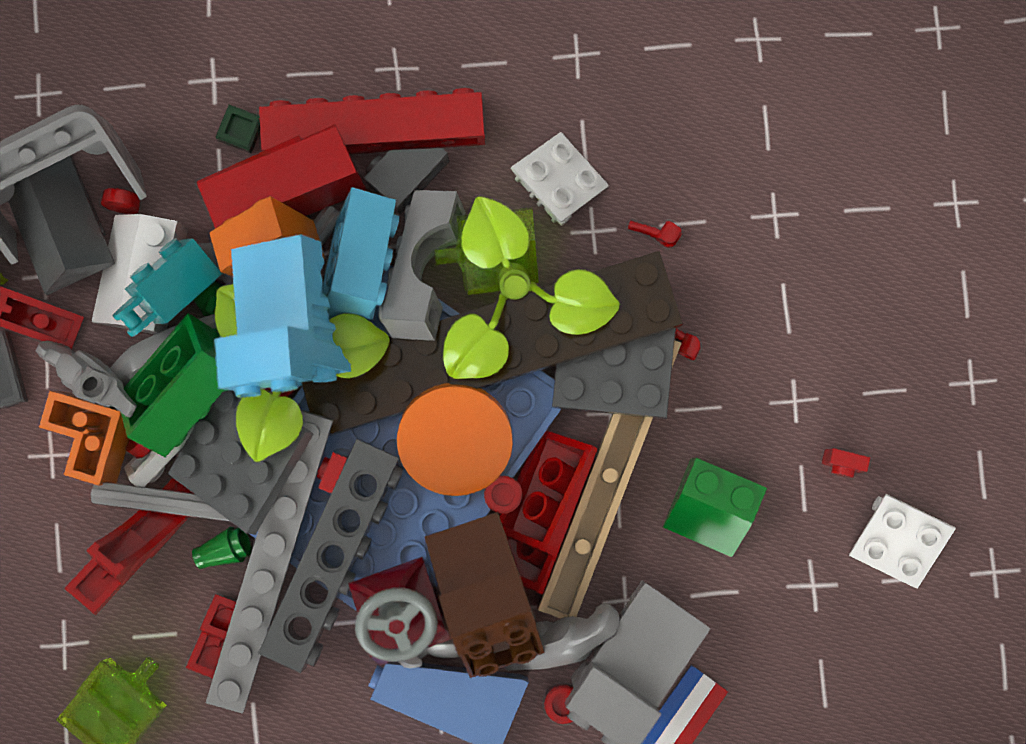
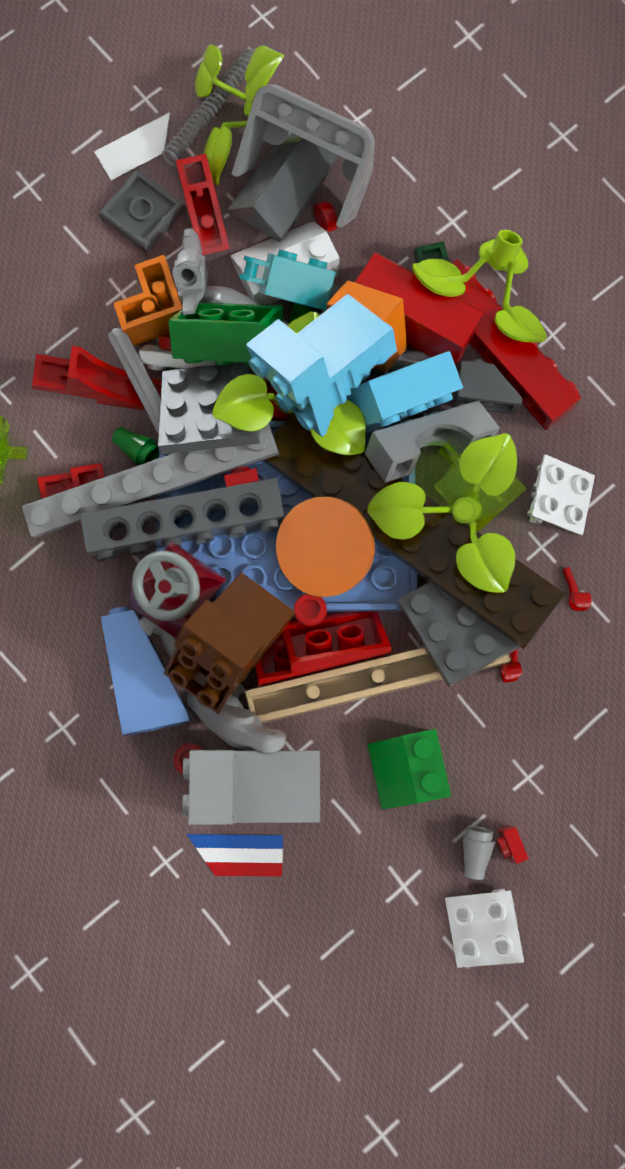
camera: 50 degrees right, 5 degrees down
(287, 60) = (503, 255): none -> lime plant
(827, 495) = (477, 850): none -> light grey cone

